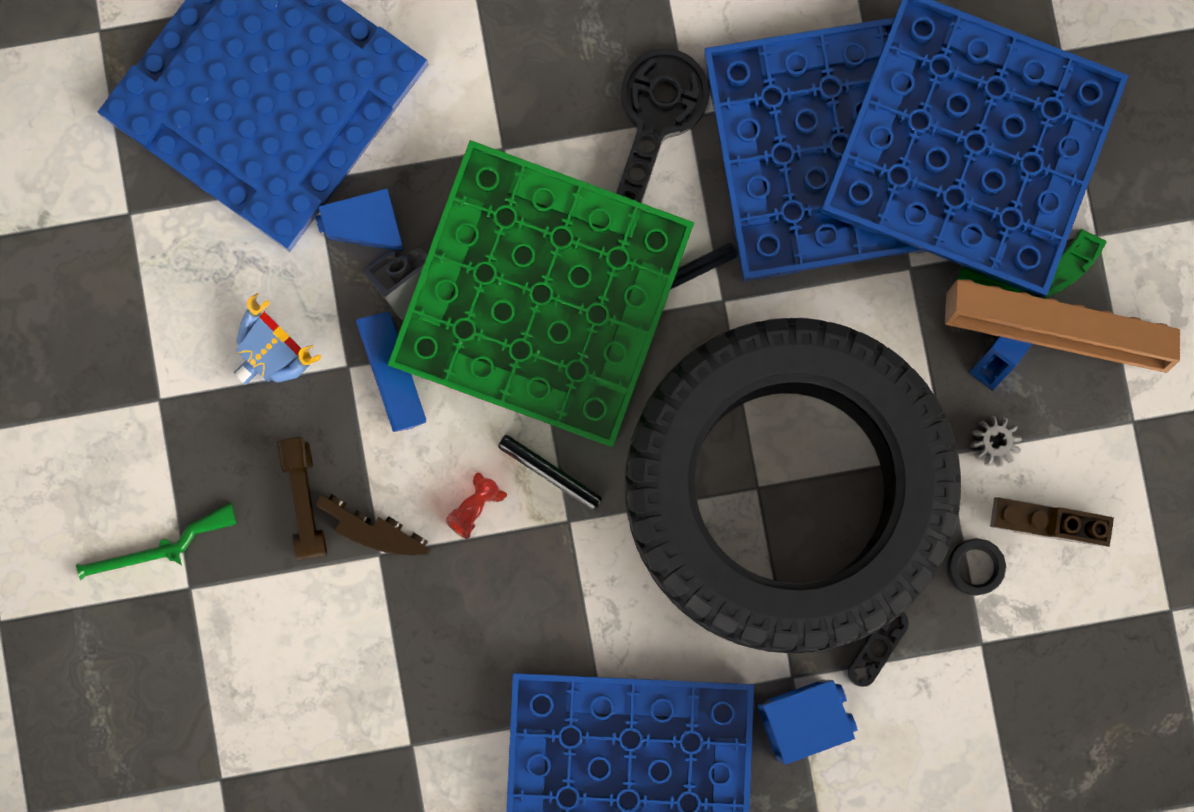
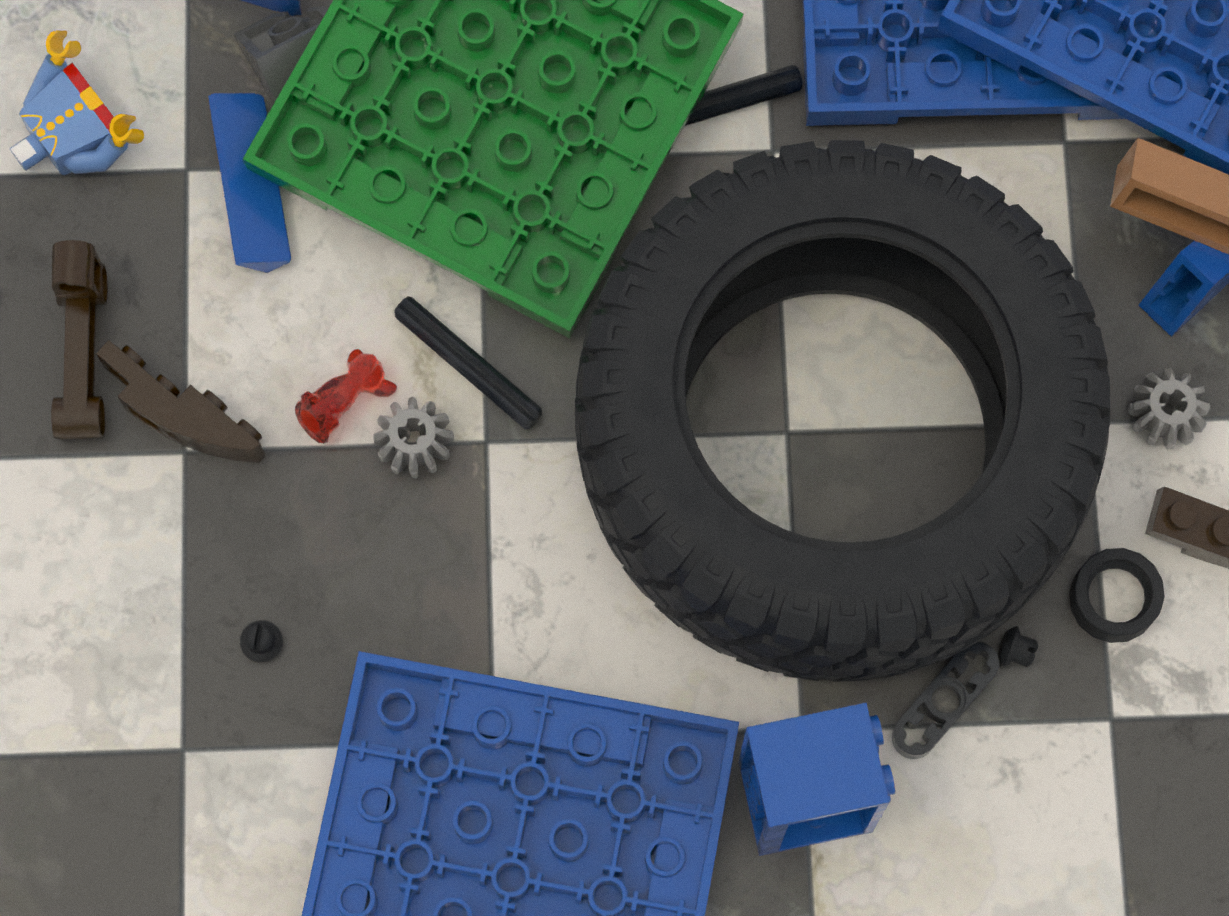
camera: 10 degrees right, 10 degrees down
(449, 670) = (261, 641): none -> black piece
(532, 533) = (429, 443): none -> light grey gear
(917, 610) = (1017, 648): none -> black piece

